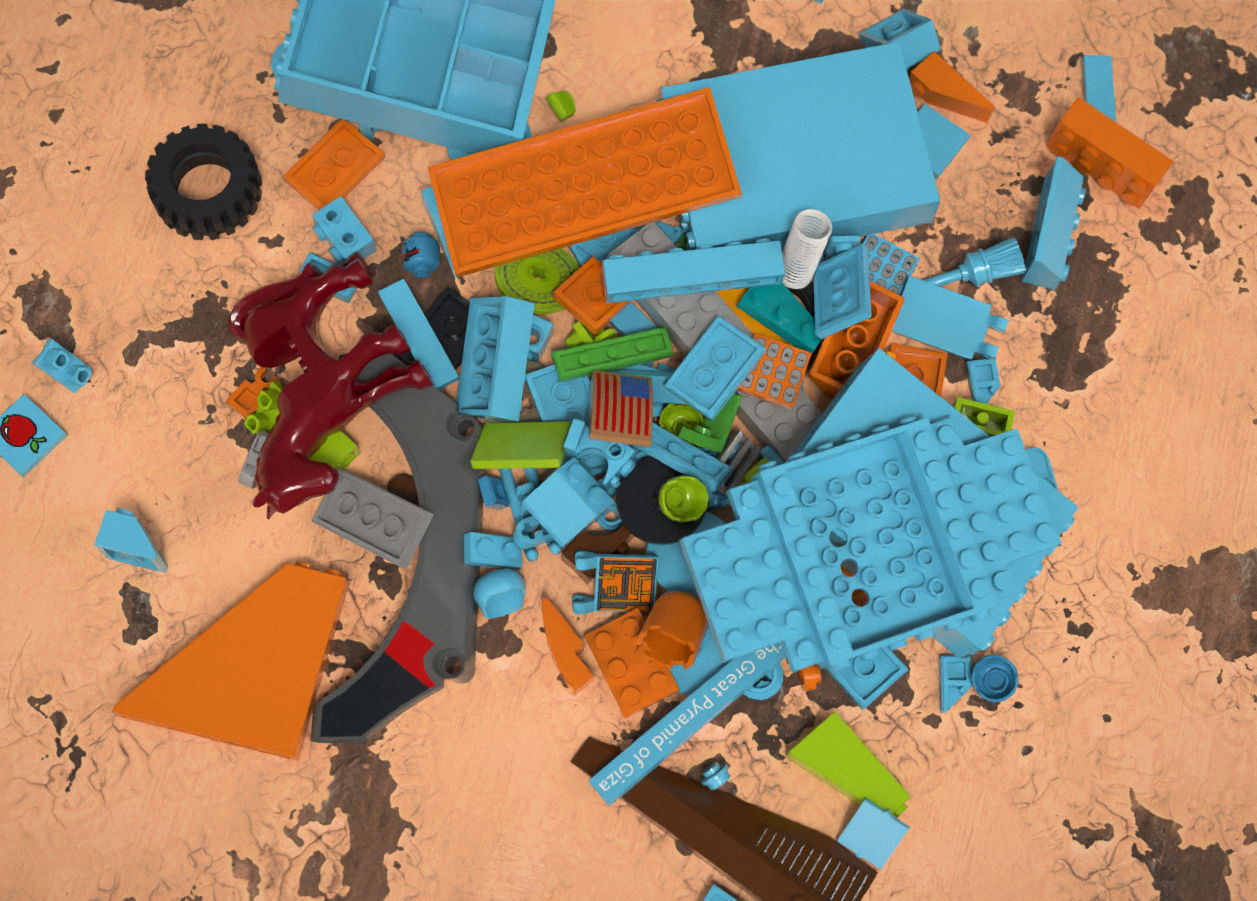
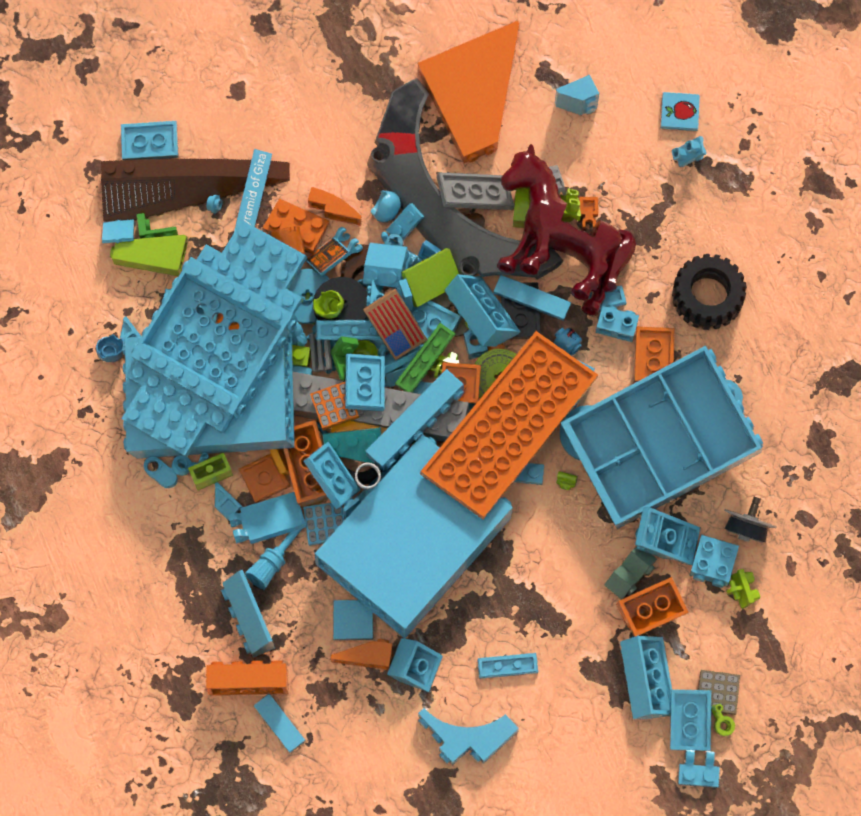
camera: 150 degrees right, 0 degrees up
(832, 815) = (146, 232): none -> bright green bracket

